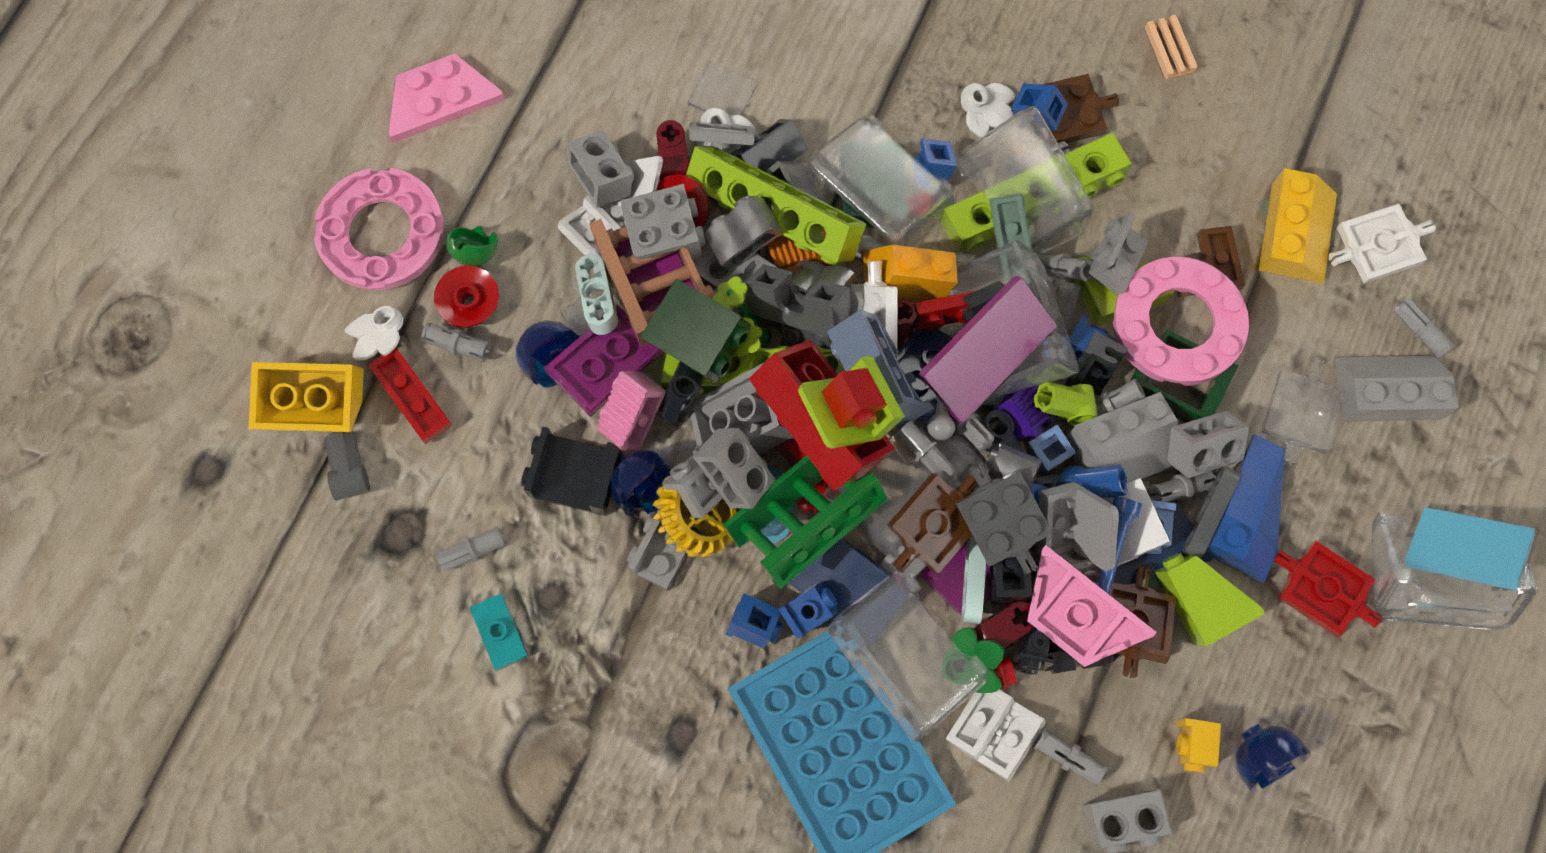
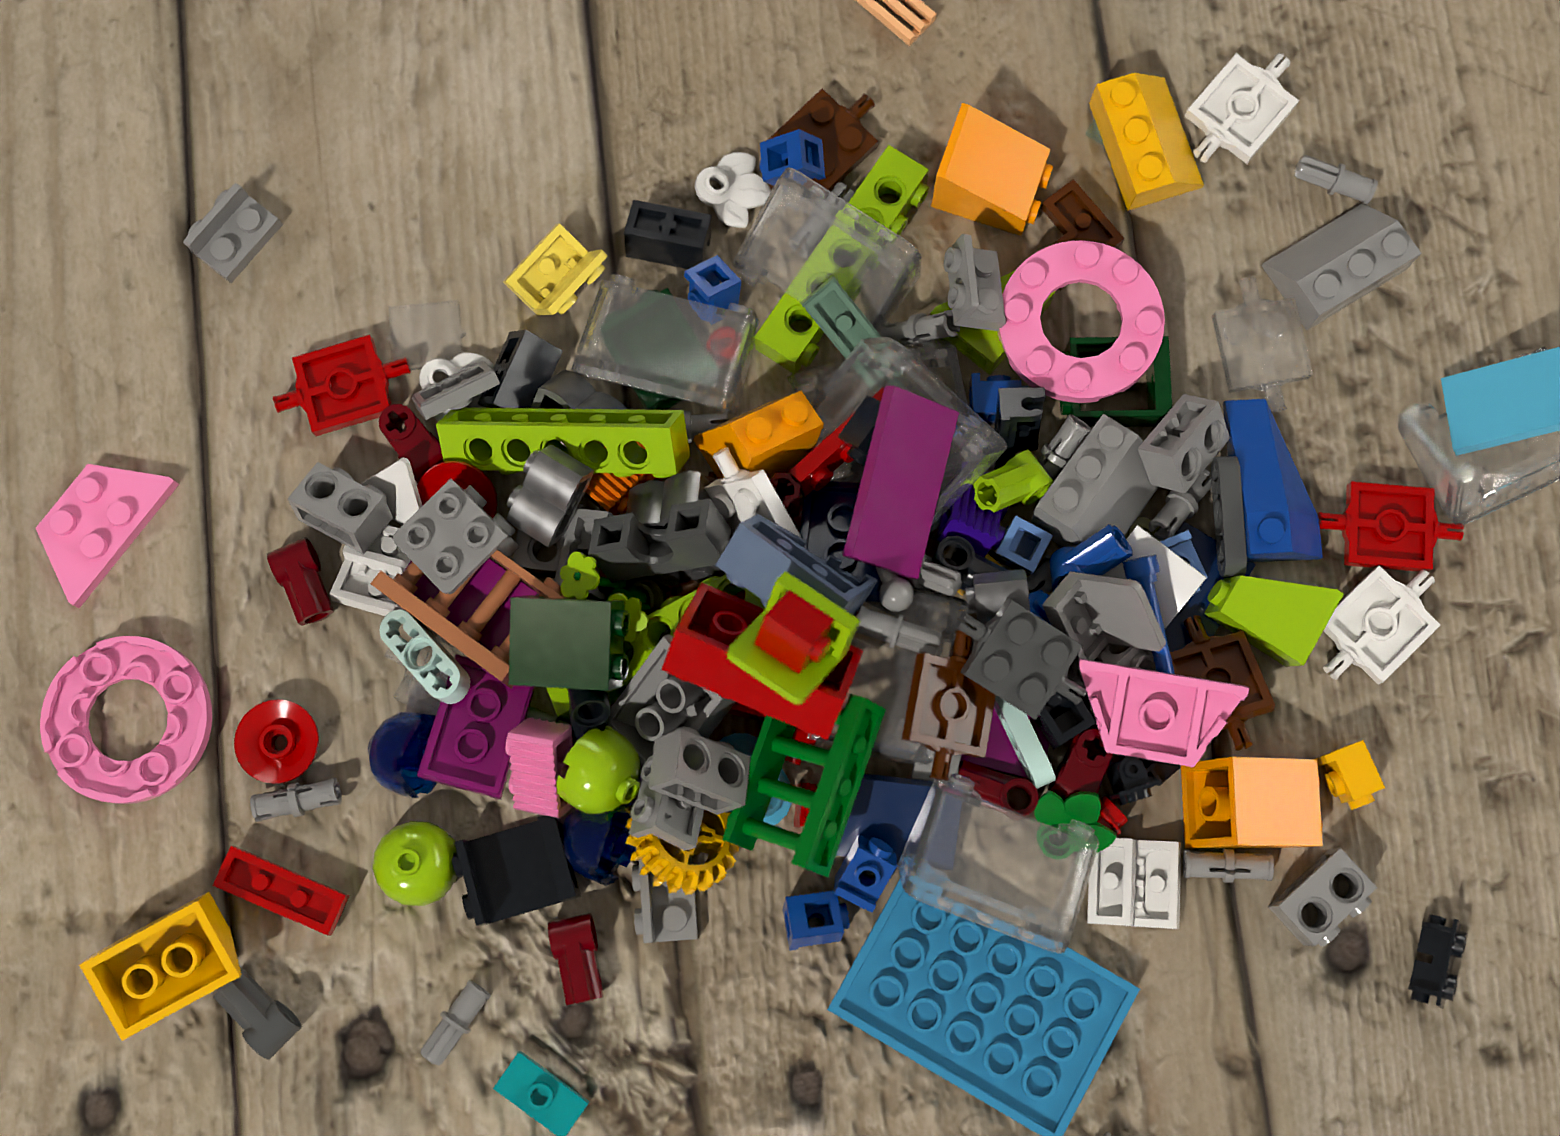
camera: 25 degrees left, 5 degrees up
(376, 332) = (197, 842): white plate -> none
(471, 246) = (246, 680): green hair -> none
(508, 428) = (415, 863): none -> lime cylinder
(546, 196) = (297, 570): none -> dark red piece
(580, 545) = (574, 946): none -> dark red piece
(648, 92) = (341, 385): none -> red plate
(667, 432) = (601, 772): none -> lime cylinder
(832, 92) = (554, 272): none -> light yellow bracket
(923, 111) = (667, 235): none -> black hinge
(938, 605) = (994, 786): none -> dark red piece
(1113, 722) = (1251, 803): none -> light orange slope
(1174, 189) = (991, 173): none -> light orange slope
(1268, 755) = (1427, 743): clear blue cylinder -> none
(1279, 652) = (1379, 624): none -> white plate

